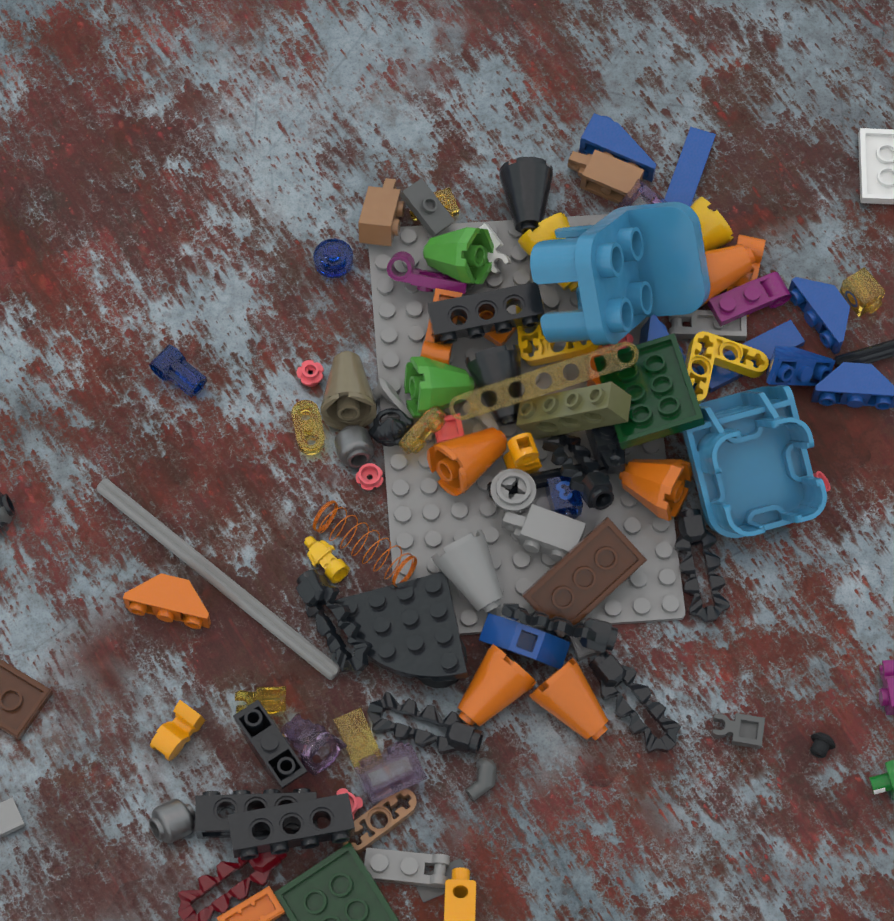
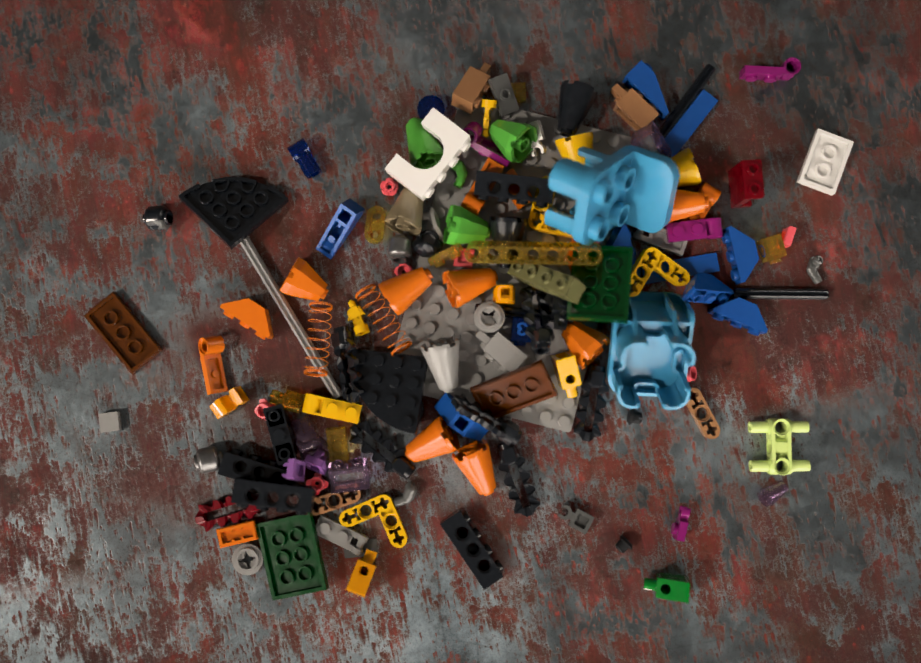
camera: 20 degrees right, 20 degrees up
(97, 461) = (233, 206): none -> black plate
(126, 665) = (212, 365): none -> orange plate
(225, 726) = (259, 409): none -> coral plate
(233, 529) = (304, 282): none -> orange cone
(259, 446) = (340, 227): none -> blue slope
(302, 629) = (320, 368): none -> orange piece
(311, 782) = (295, 470): none -> medium lavender tile
(314, 691) = (331, 408): none -> yellow plate
(335, 773) = (317, 462): none -> medium lavender tile
(341, 306) = (422, 146): none -> bright green cone
(357, 341) = (422, 181): none -> white arch
(382, 491) = (405, 288): none -> orange cone
(405, 321) = (461, 172): none -> bright green arm
(412, 225) = (488, 105): none -> yellow piece
(457, 815) = (382, 512): none -> yellow beam
(638, 853) = (485, 576): none -> black brick
(648, 529) = (565, 365): none -> yellow torso
(674, 145) = (687, 99): none -> black axle
(766, 567) = (633, 417): none -> black piece
(769, 82) = (769, 73): none -> magenta plate
(789, 216) = (745, 183): none -> dark red panel
(876, 267) = (788, 235): none -> coral tile
(878, 539) = (703, 427): none -> medium nougat beam

